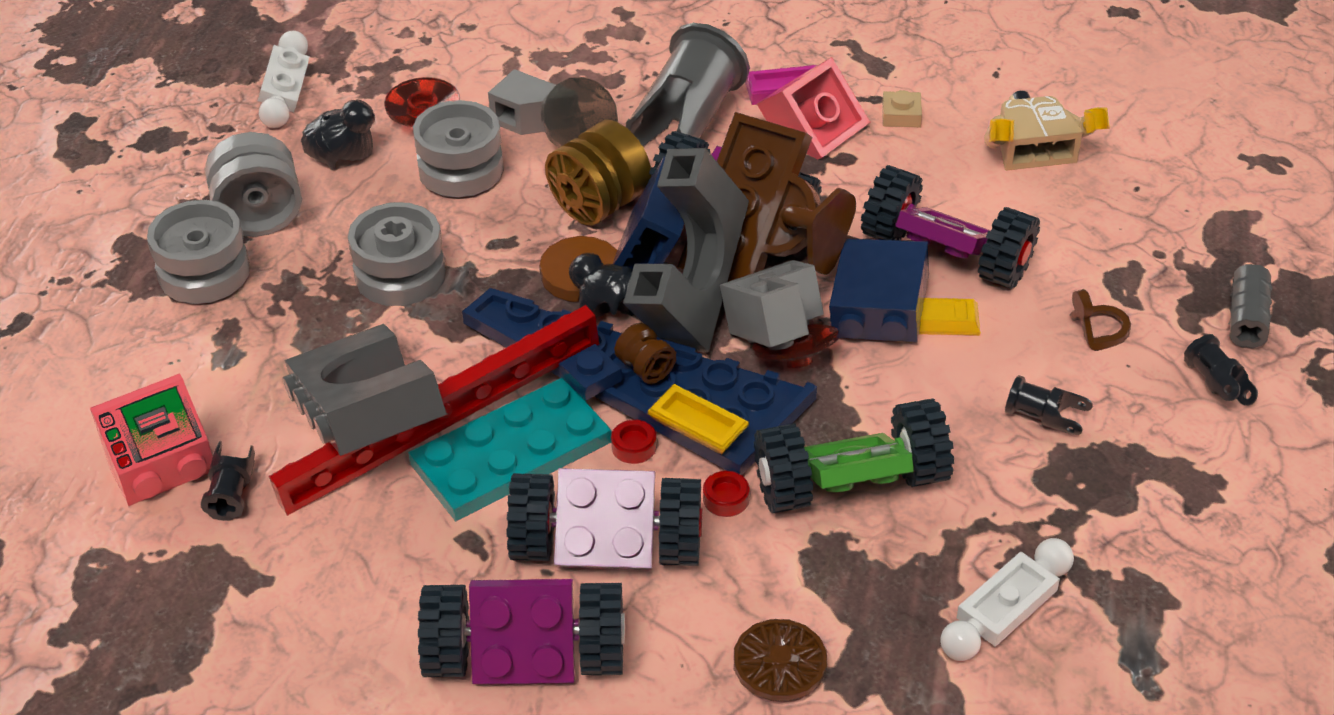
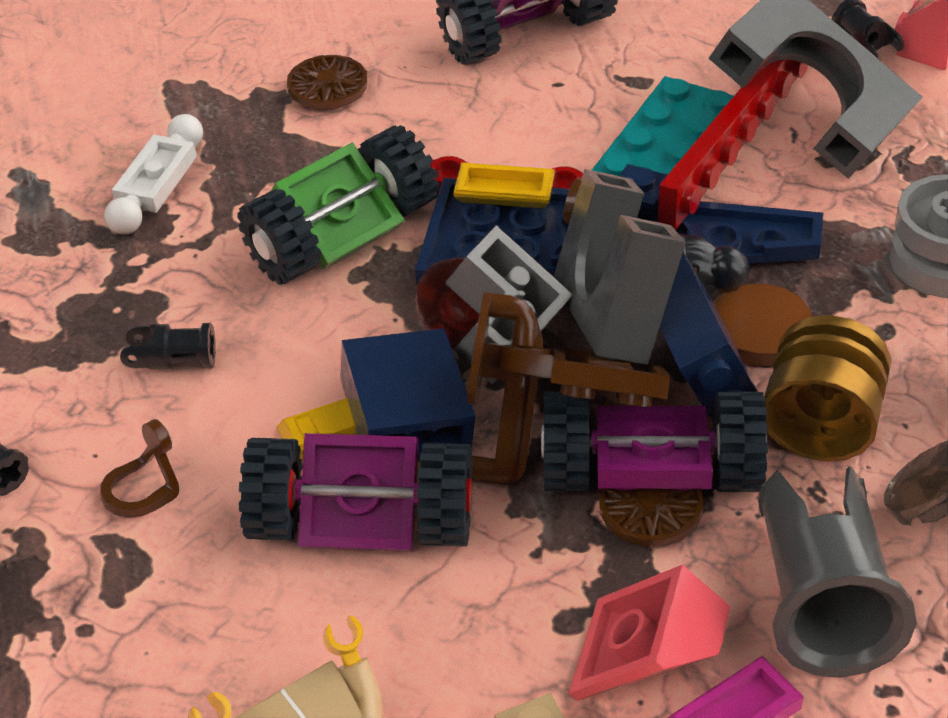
camera: 155 degrees right, 0 degrees up
(604, 519) = (579, 64): plate -> none

